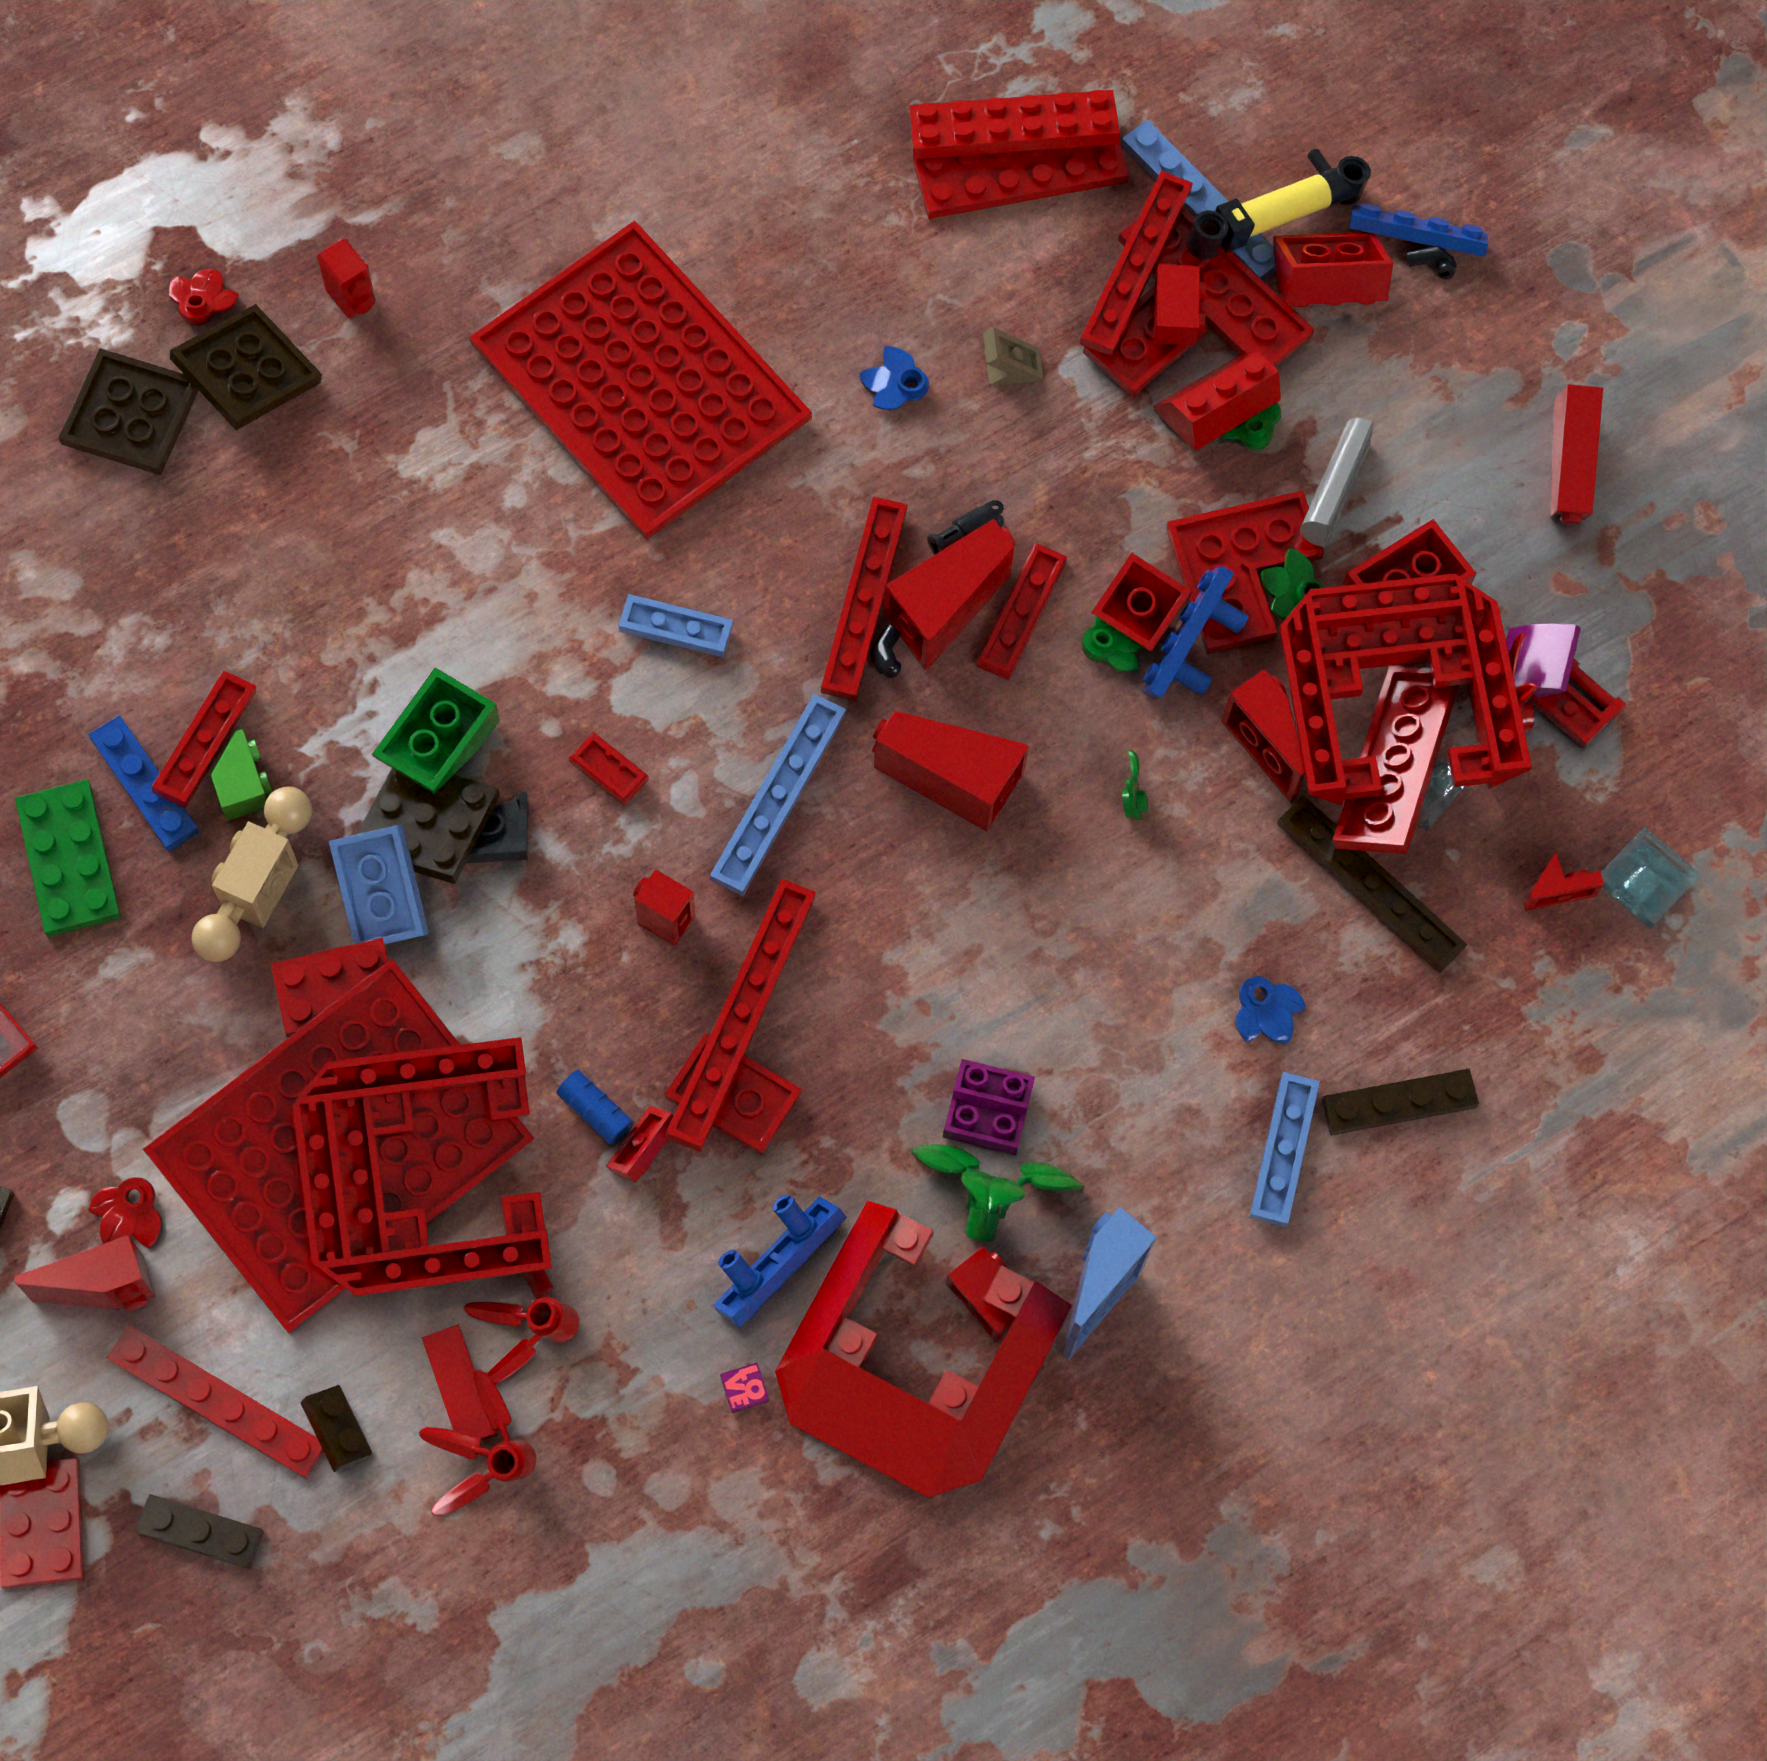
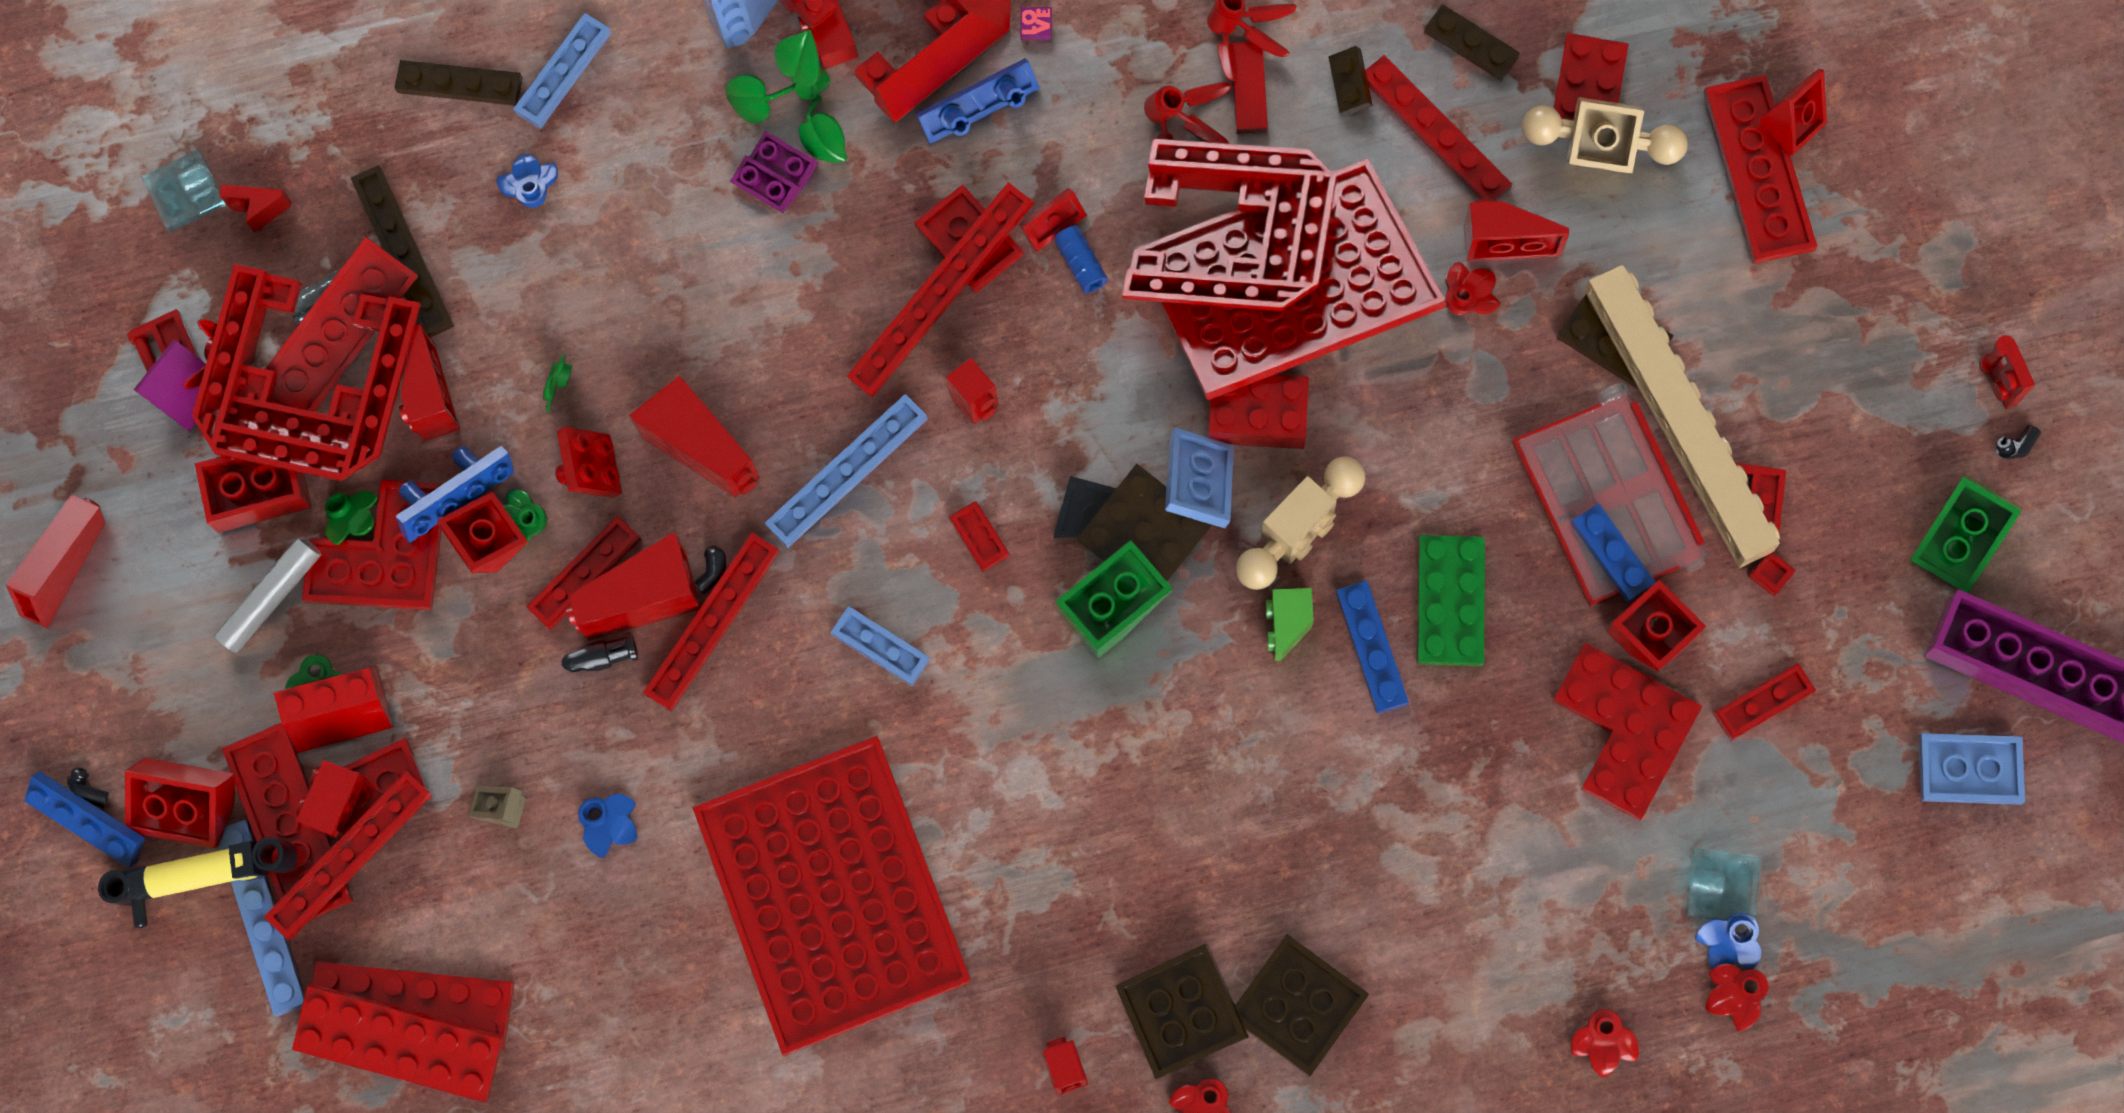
camera: 150 degrees left, 5 degrees up
(204, 739) = (1310, 662): red plate -> none
(1059, 708) = (587, 463): none -> red plate

